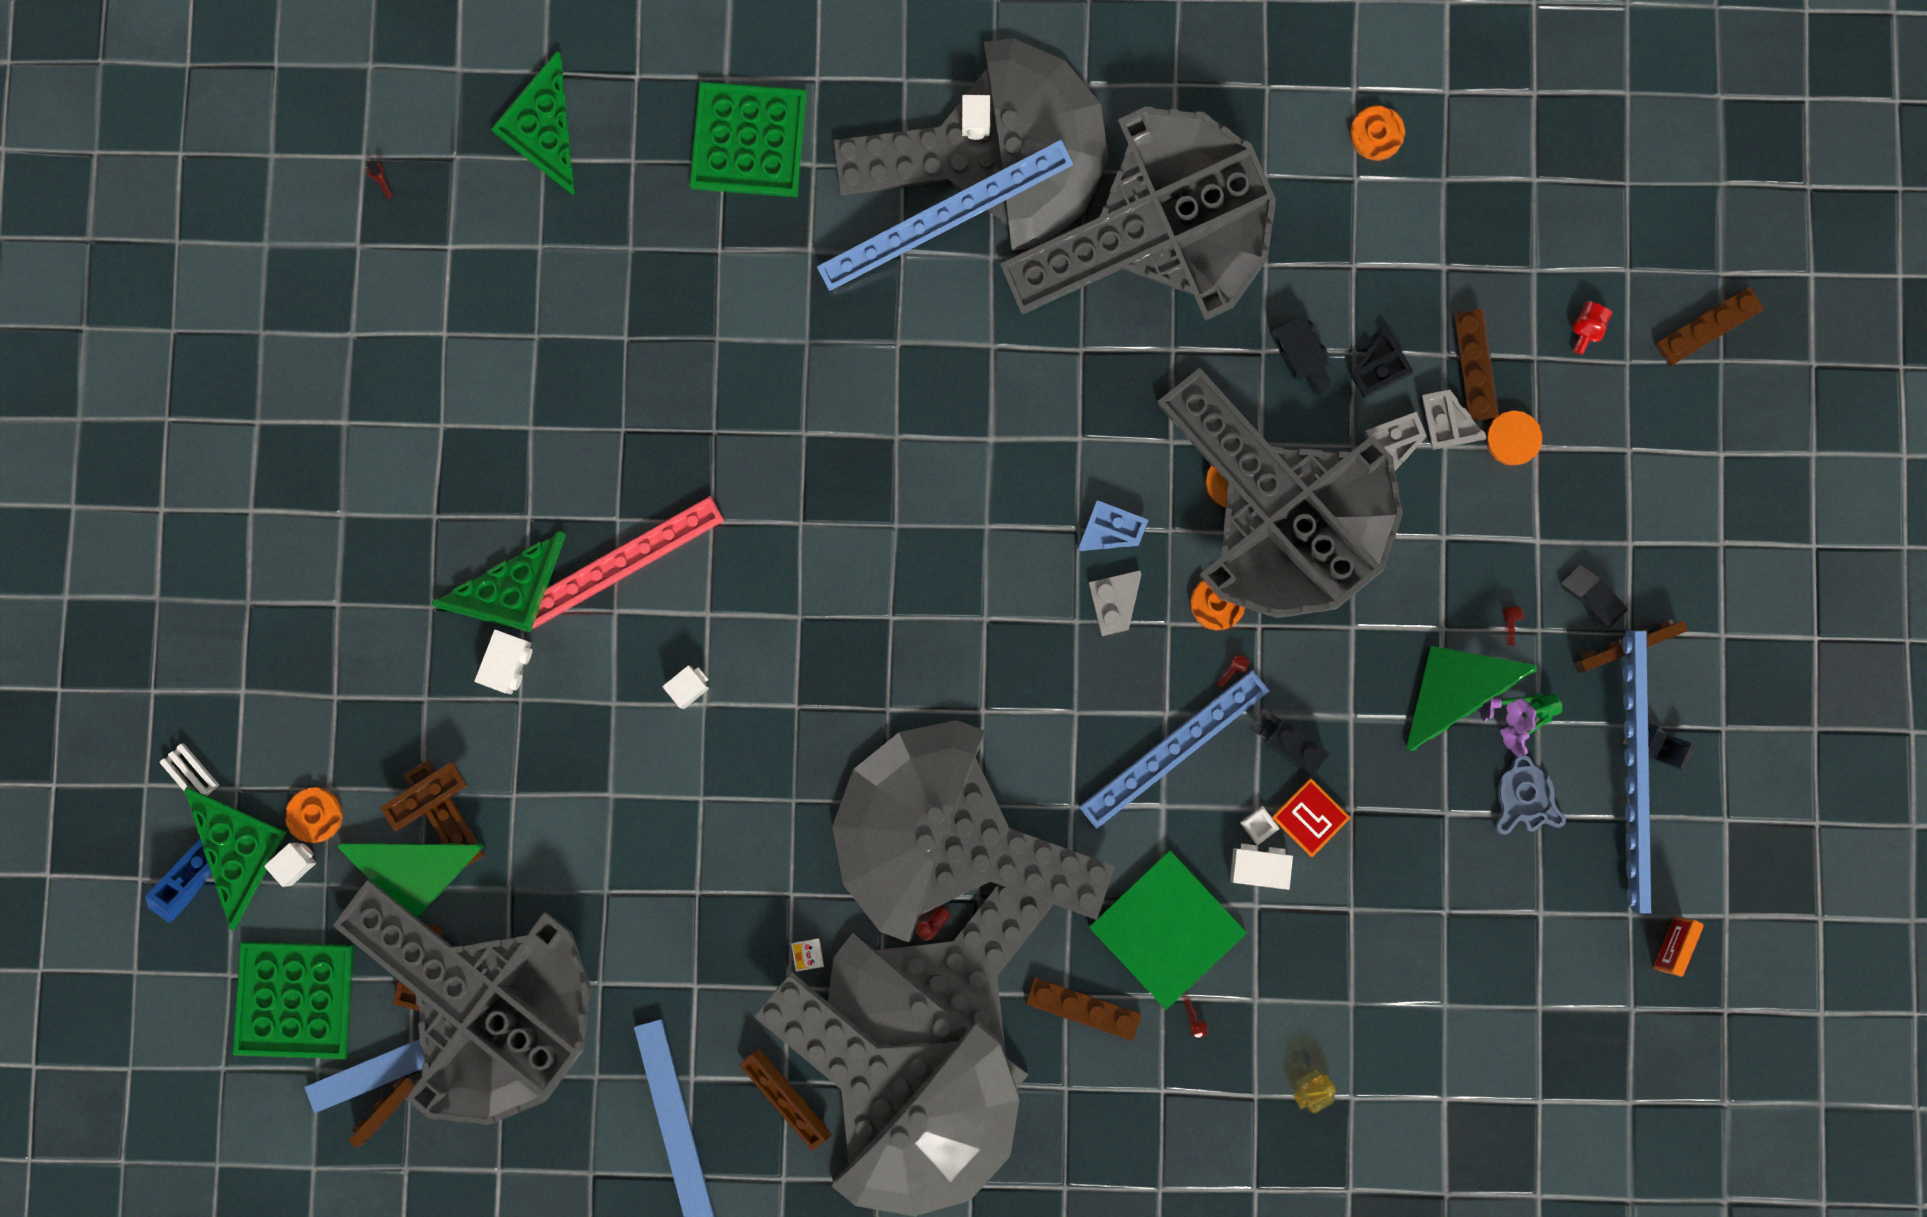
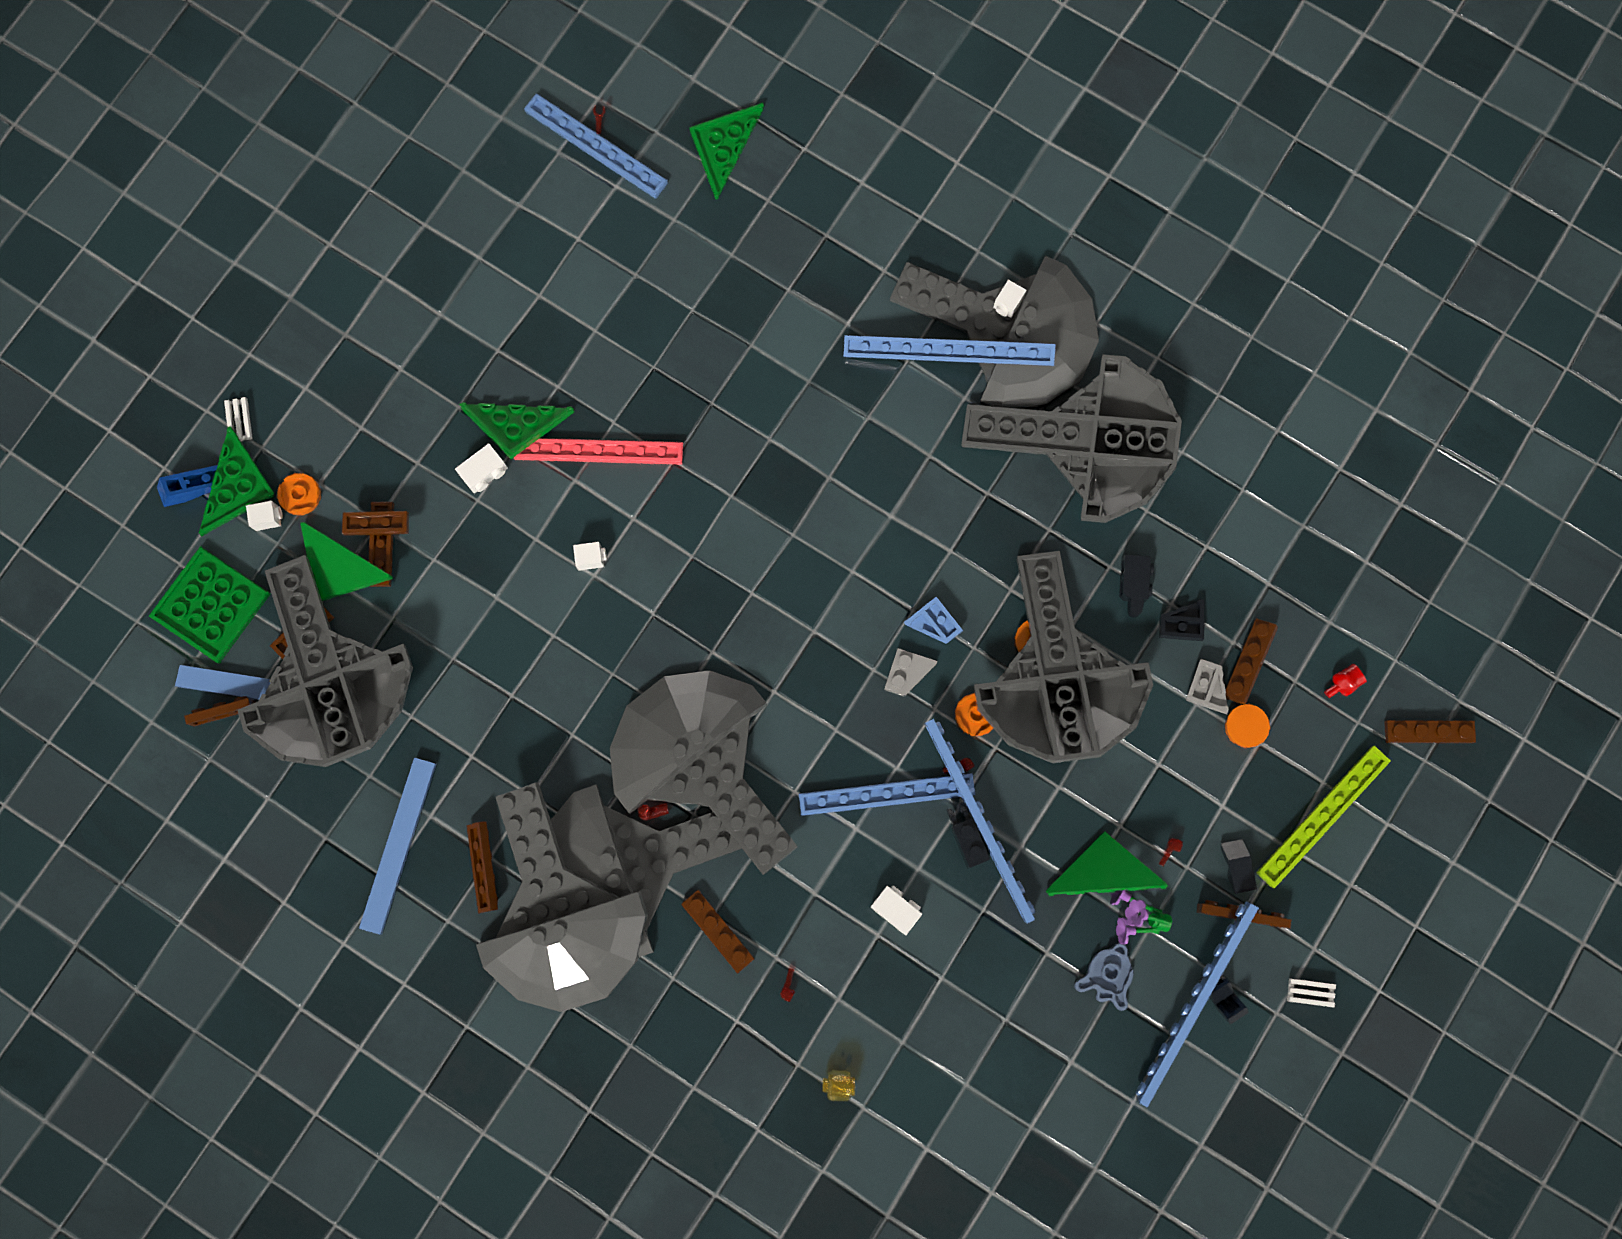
camera: 30 degrees right, 5 degrees down
(396, 213) = (596, 146): none -> medium blue tile
(748, 139) = (851, 229): green tile -> none
(807, 954) = (557, 780): white tile -> none
(1167, 929) = (807, 913): green tile -> none
(1259, 825) = (913, 881): white tile -> none
(1302, 721) = (985, 828): none -> medium blue plate
(1310, 817) = (951, 897): red tile -> none
(1377, 133) = (1275, 468): orange tile -> none
(1399, 436) = (1167, 678): light grey wing -> none
(1651, 488) = (1323, 817): none -> lime plate
(1678, 946) = (1153, 1142): tile -> none
(1768, 675) = (1330, 994): none -> white tile

